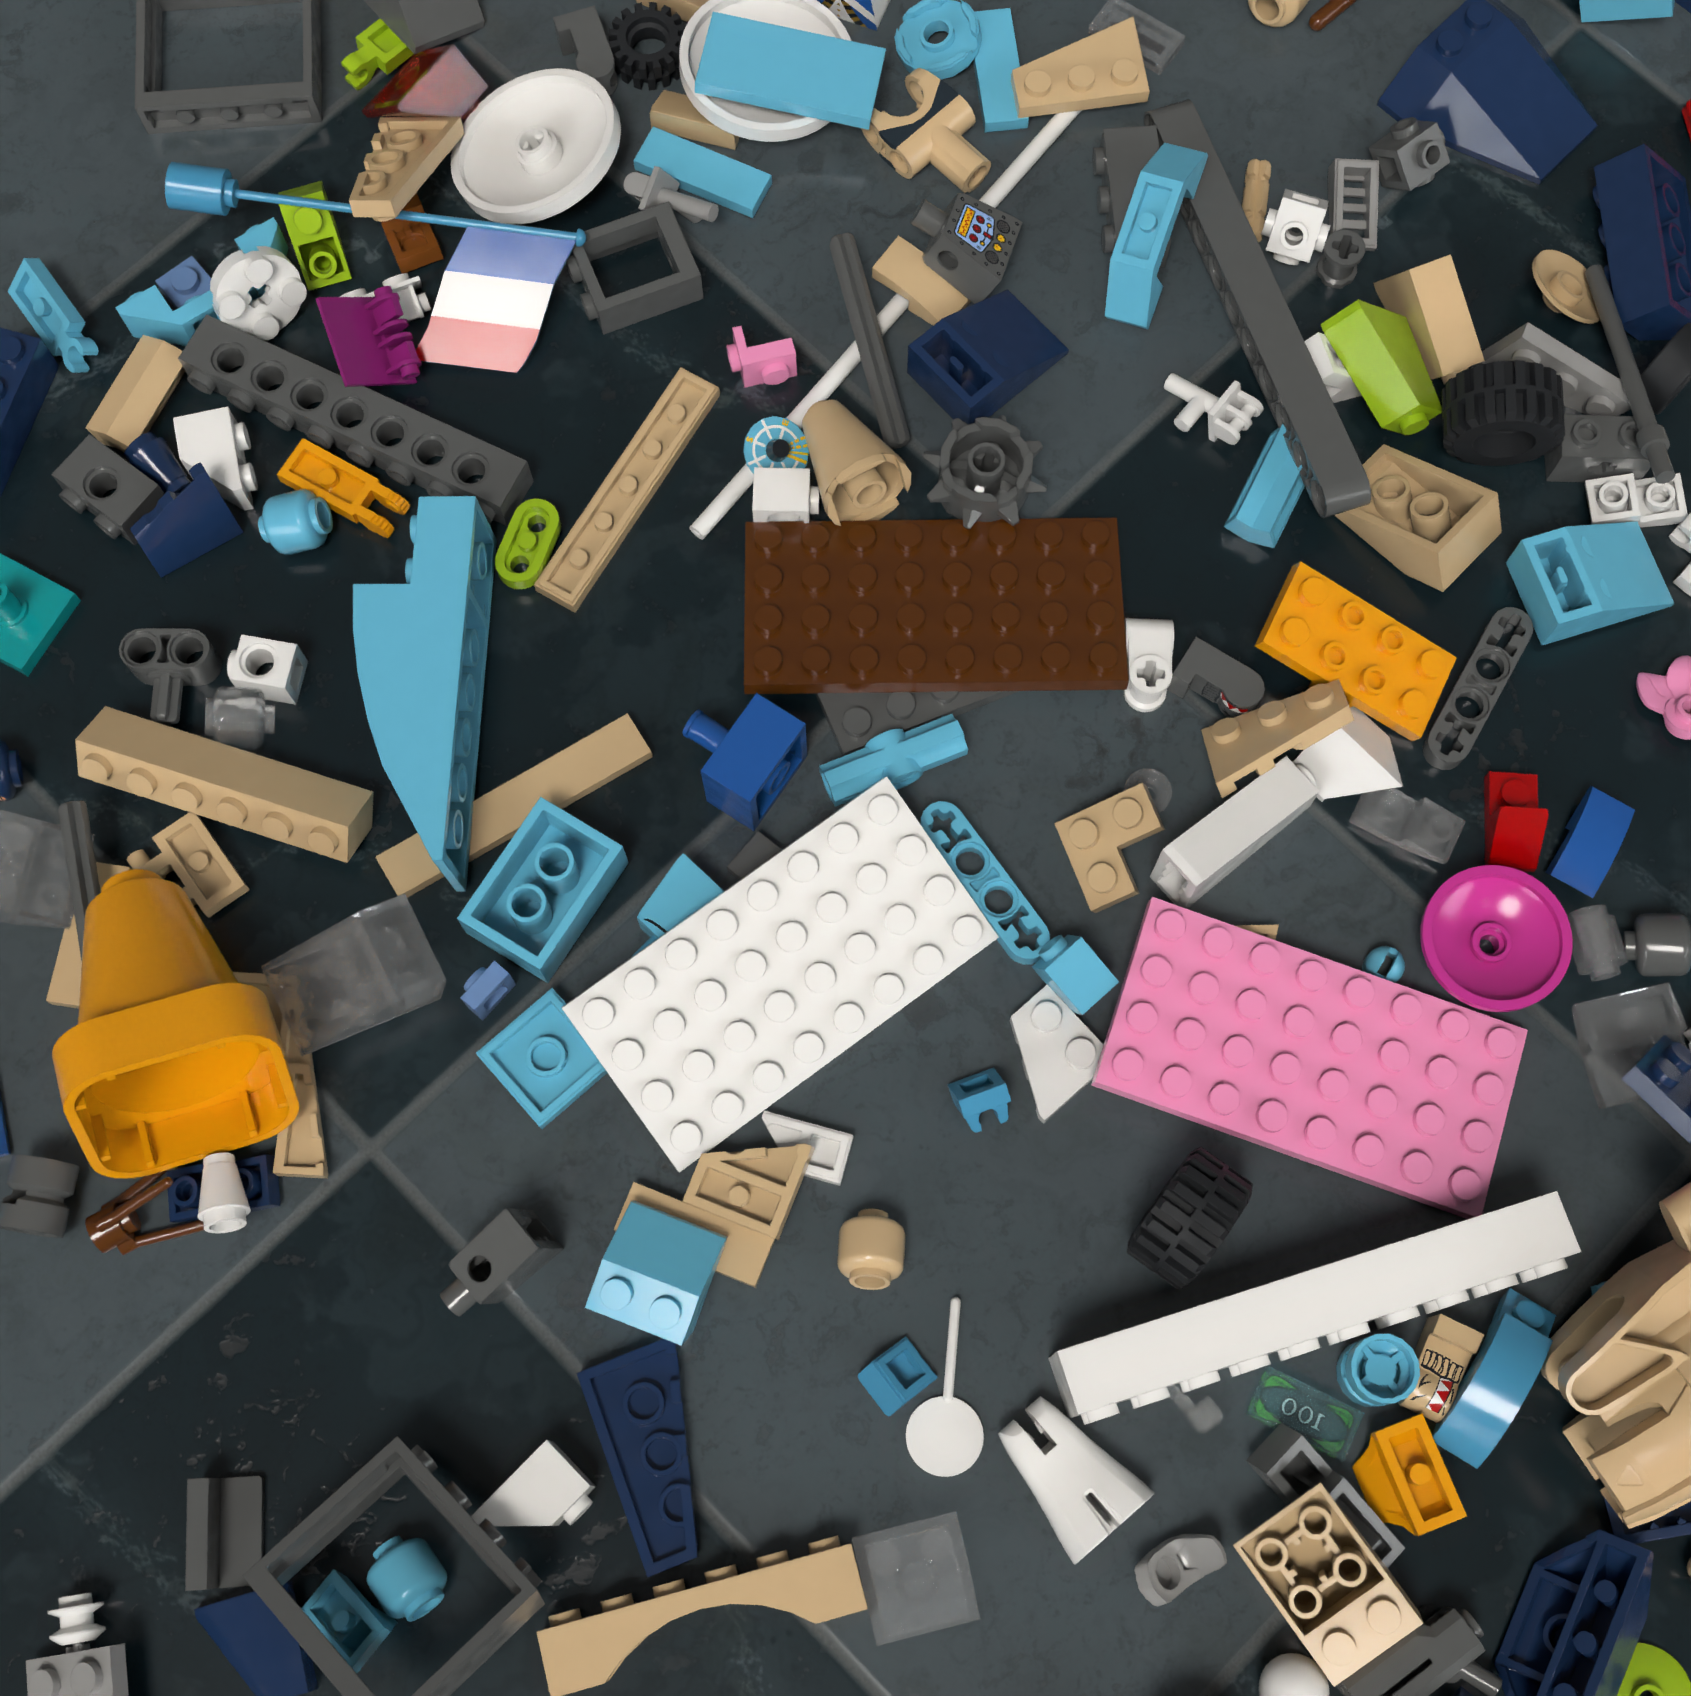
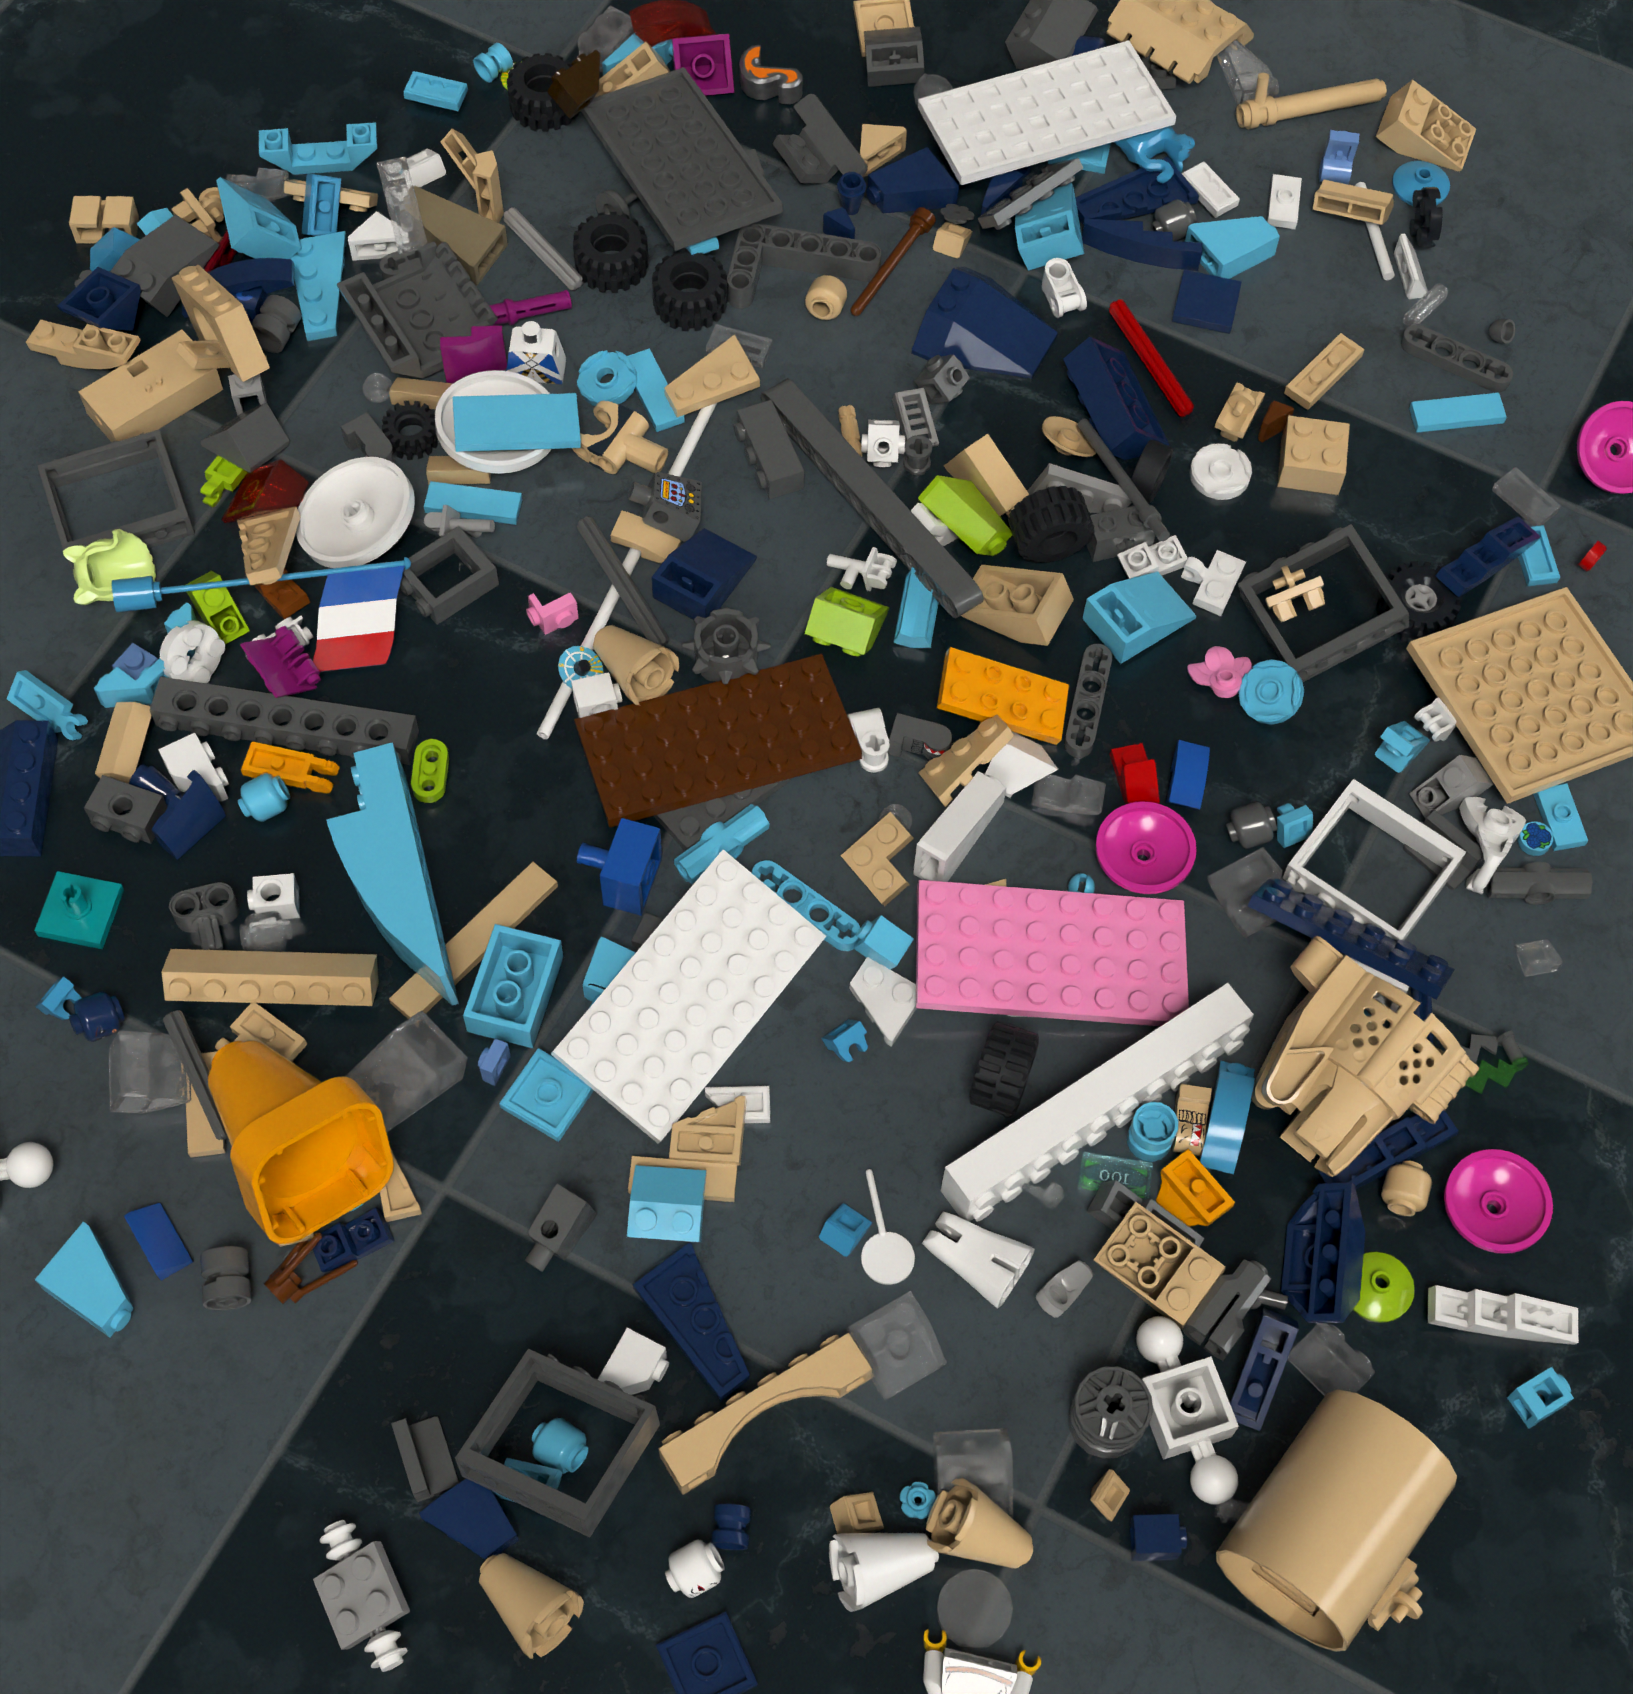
camera: 20 degrees left, 10 degrees down
(191, 133) = (107, 561): none -> yellowish green hair
(222, 1195) = (357, 1240): white cone -> none
(627, 490) = (486, 720): tan tile -> none
(871, 1249) = (804, 1152): tan head -> none
(1146, 230) = (786, 469): medium azure slope -> none
(1165, 478) = (845, 621): none -> lime slope
(1596, 943) = (1210, 835): clear brick -> none
(1624, 60) = (1062, 288): none -> white piece

